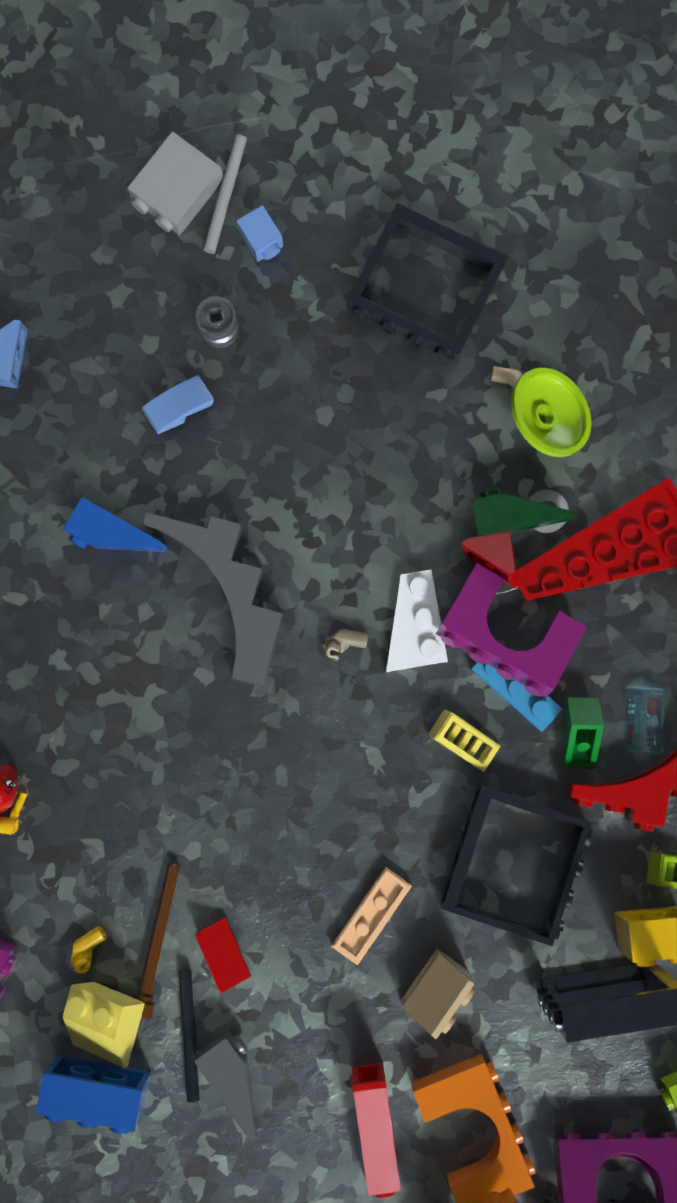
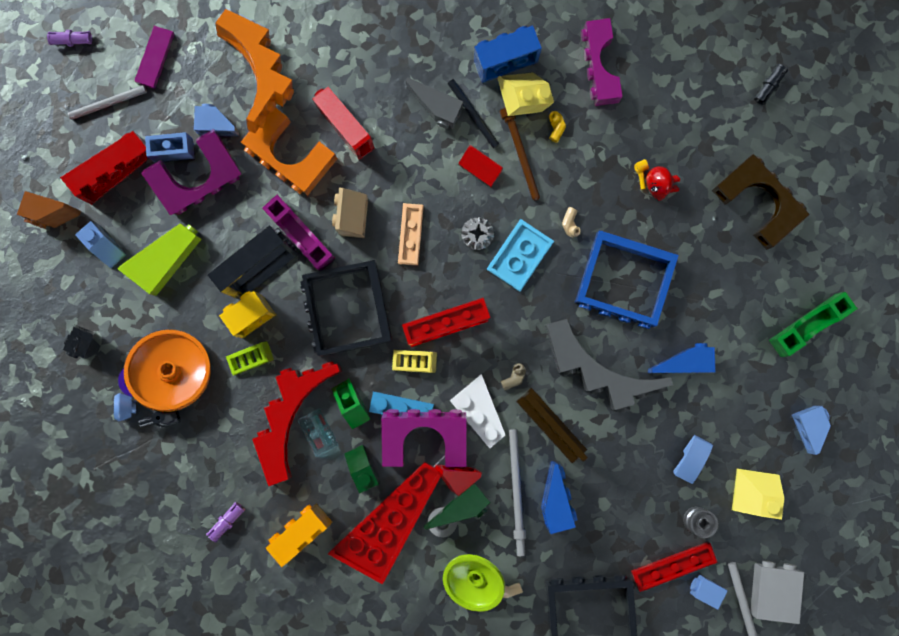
camera: 155 degrees right, 0 degrees up
(85, 720) = (634, 248): none -> blue window
(122, 314) = (758, 494): none -> light yellow slope
(151, 803) = (569, 224): none -> tan arm
(241, 800) = (520, 255): none -> medium azure tile
(278, 848) = (484, 240): none -> light grey gear
(283, 288) = (674, 566): none -> red tile
(333, 551) = (552, 426): none -> dark brown fence
(392, 443) = (555, 505): none -> blue slope
(397, 767) = (446, 322): none -> red fence
(455, 441) = (519, 532): none -> light grey bar
(523, 1008) = (298, 233): none -> magenta arch
(614, 638) = (361, 469): none -> dark green slope

